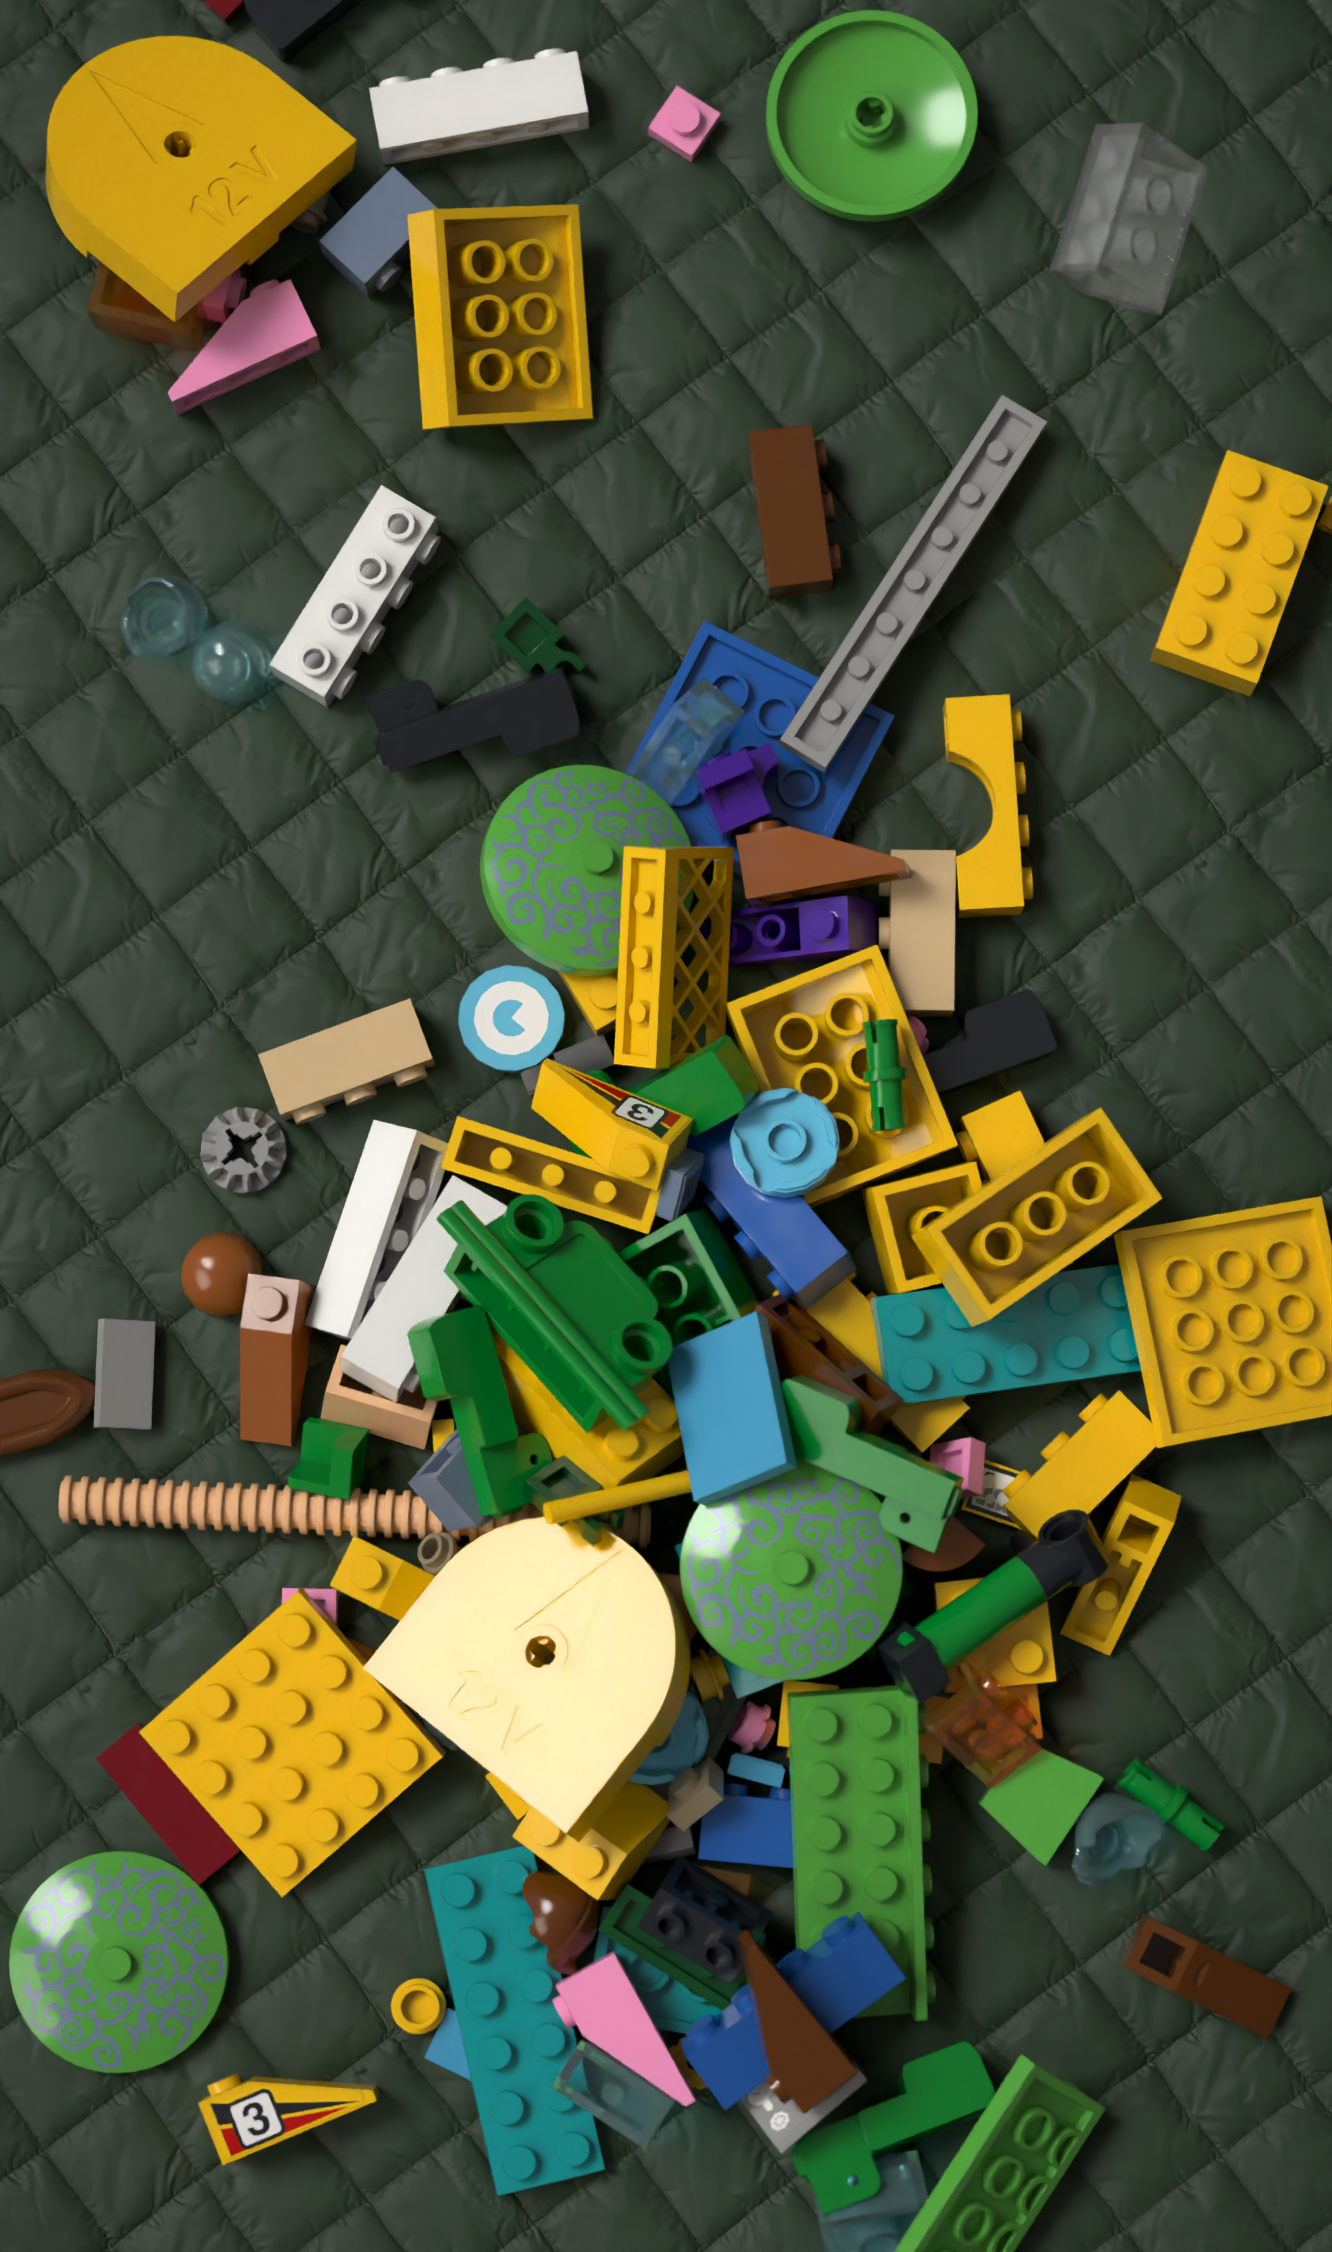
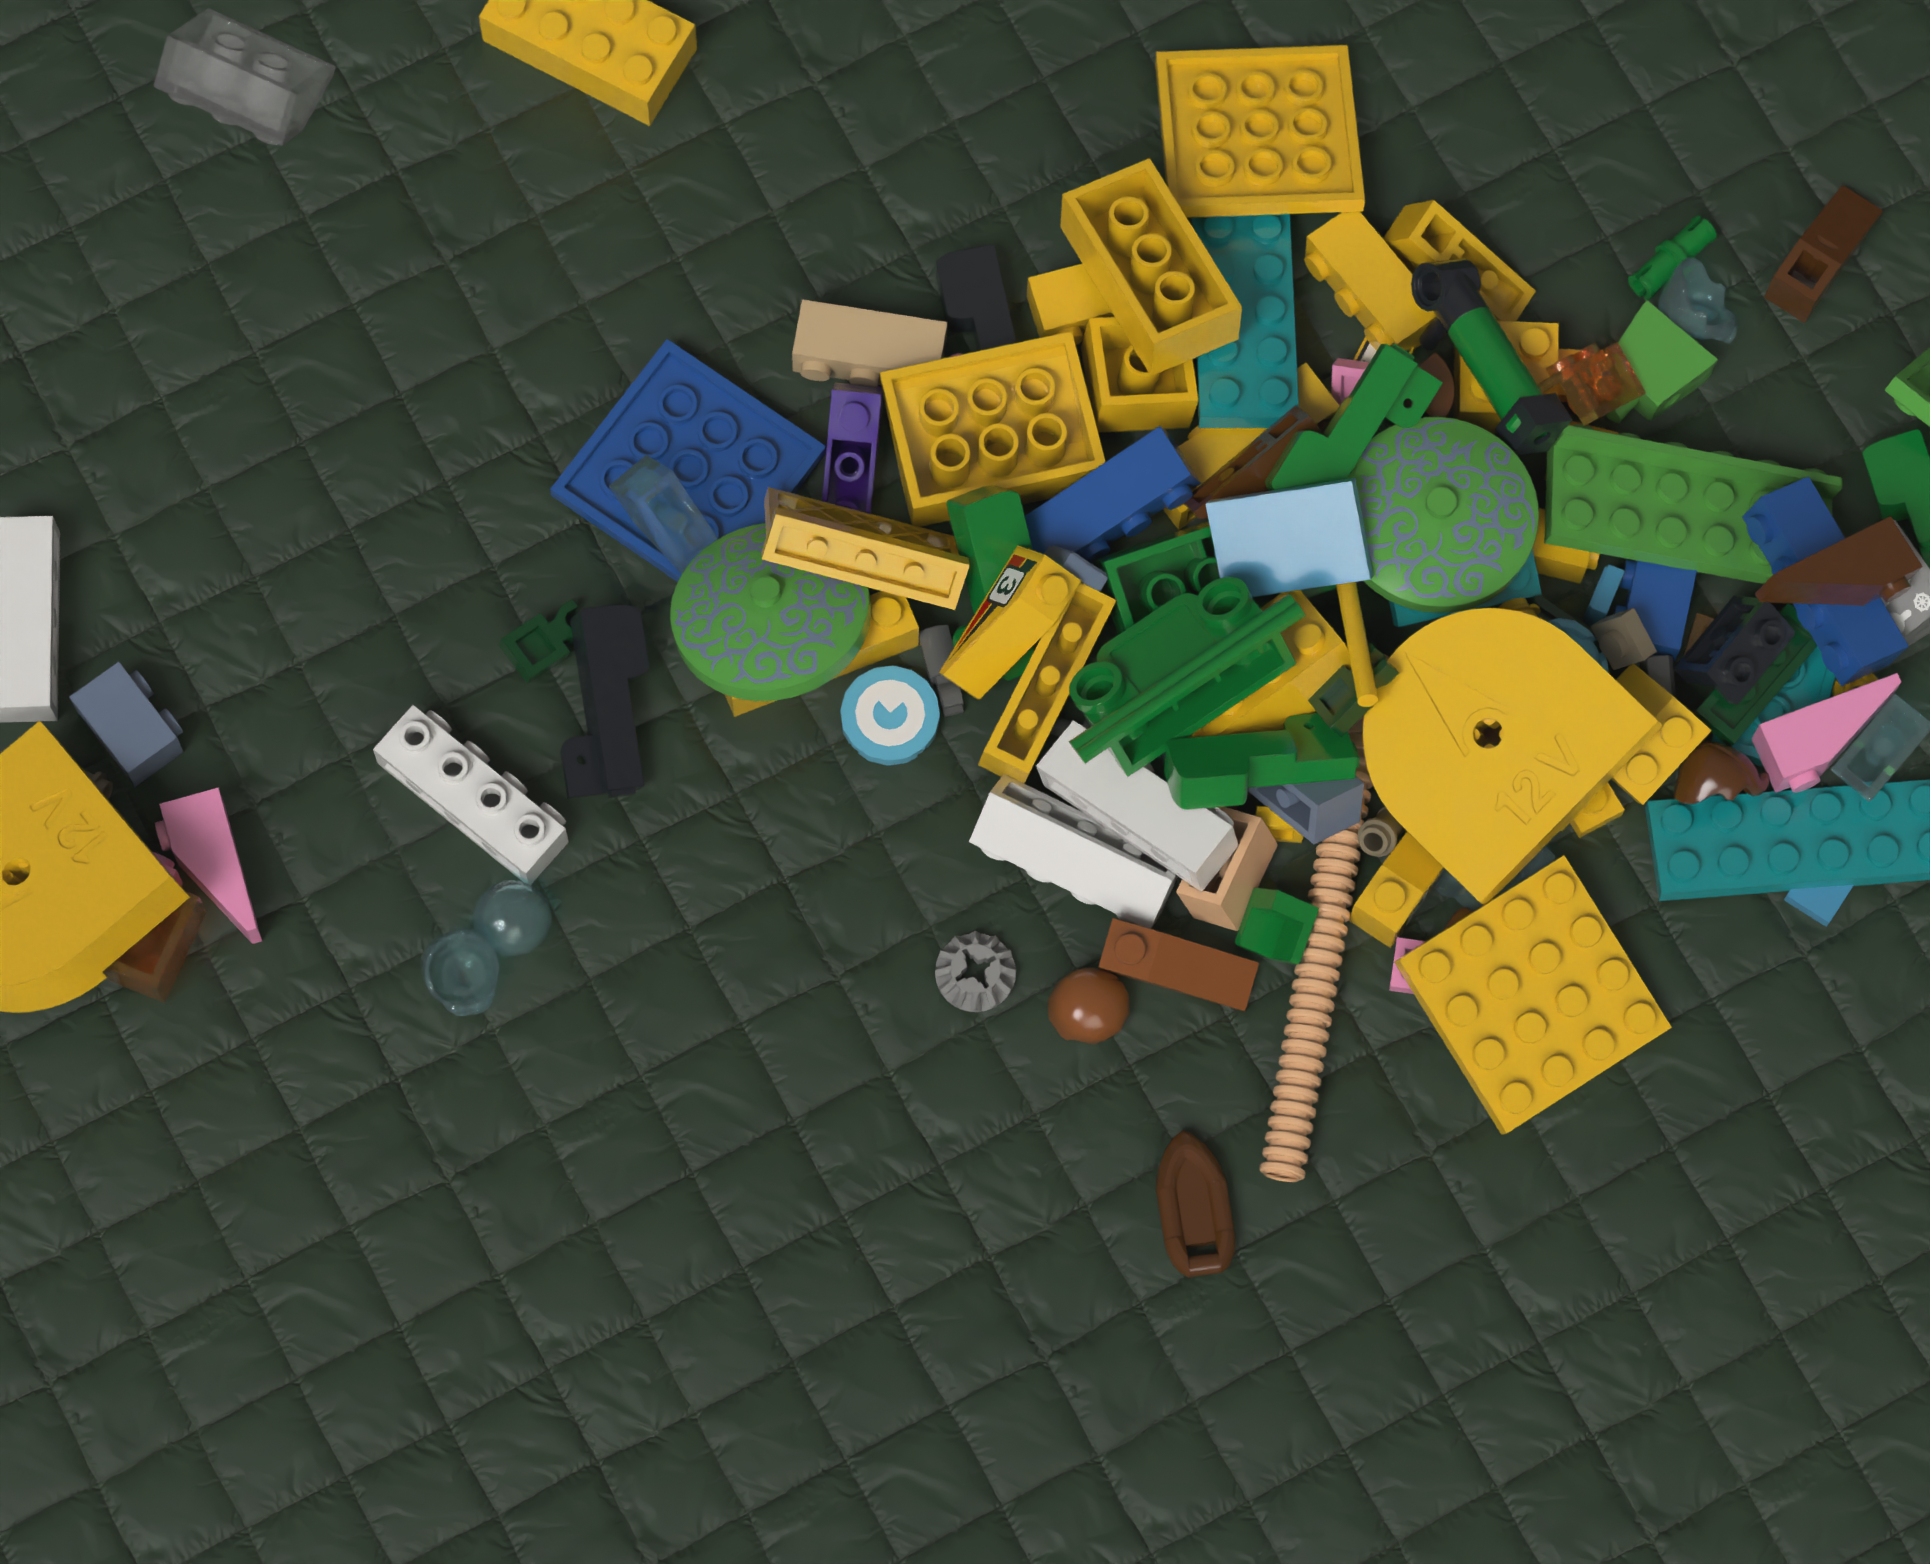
camera: 90 degrees left, 10 degrees down
(119, 1961) = (1713, 1184): bright green dish -> none
(124, 1374) = (1171, 1105): light grey tile -> none
(168, 1805) = (1574, 1120): dark red tile -> none
(269, 2110) = (1866, 1066): slope -> none
(347, 1062) = (910, 861): tan brick -> none
(418, 2005) = (1782, 921): yellow plate -> none
(500, 315) = (231, 625): yellow slope -> none
(684, 123) = (75, 445): bright pink plate -> none
(734, 789) = (718, 475): dark purple brick -> none
(752, 1727) = (1566, 594): bright pink plate -> none
(784, 1143) = (1051, 470): medium azure tile -> none
(793, 511) = (461, 400): reddish brown brick -> none
(797, 864) = (793, 426): dark orange slope -> none
(871, 115) = (106, 274): bright green dish -> none
(884, 1075) = (1002, 377): green pin -> none
(912, 584) = (550, 303): light grey plate -> none
(981, 740) = (704, 267): yellow arch -> none

